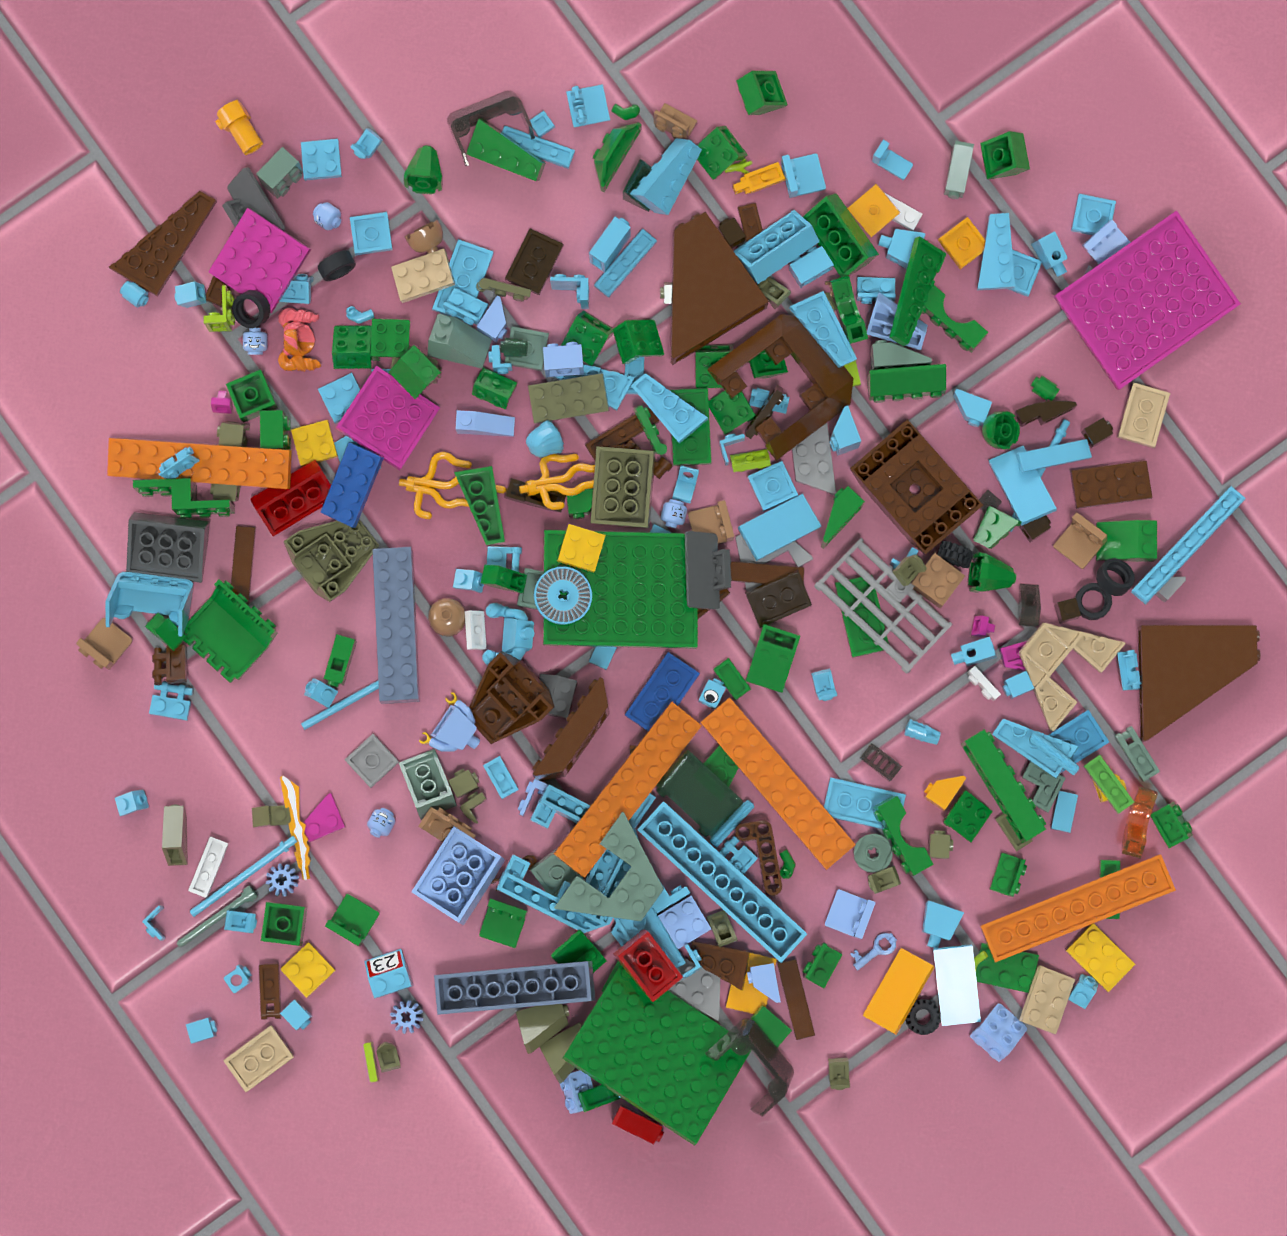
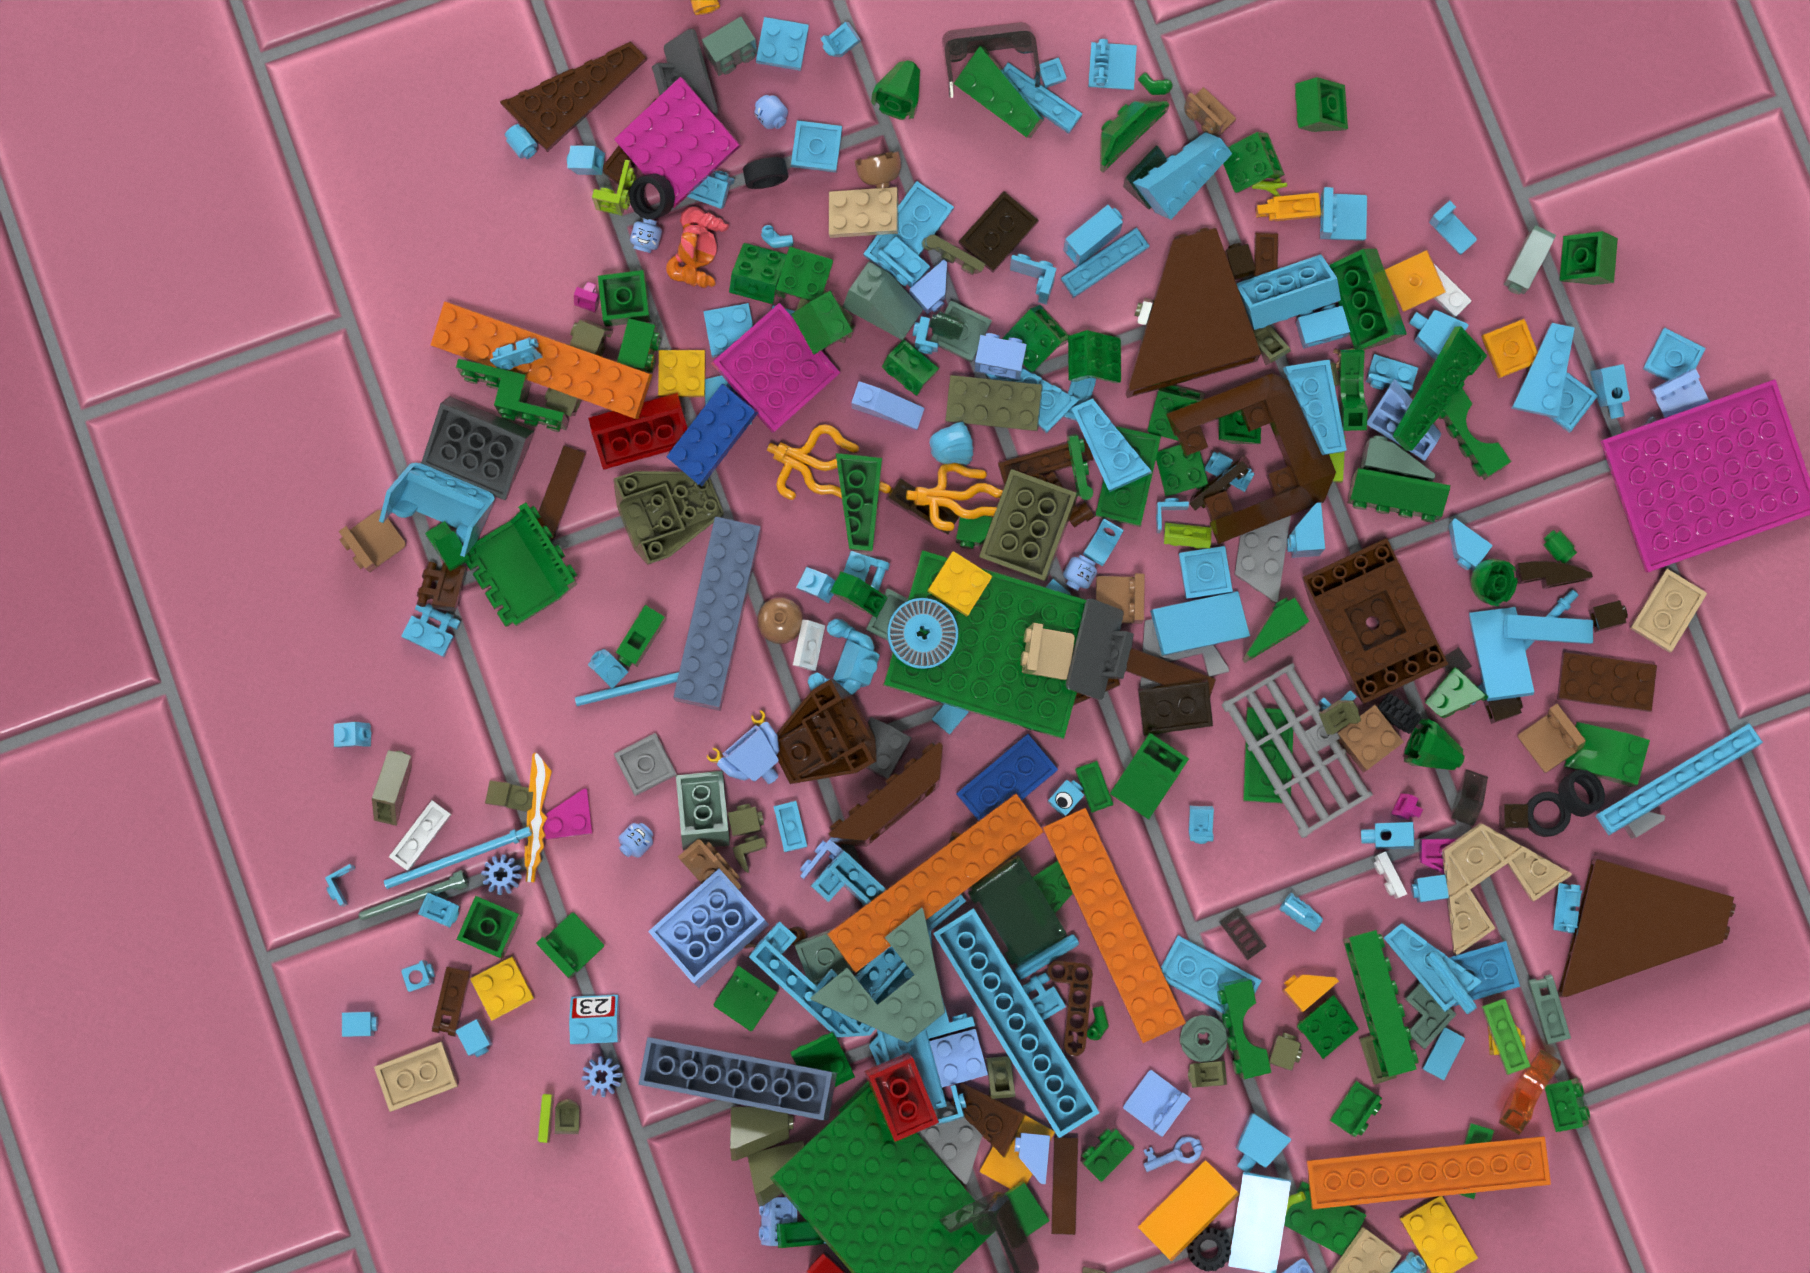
camera: 15 degrees right, 0 degrees up
(665, 583) = (1047, 652): none -> tan bracket

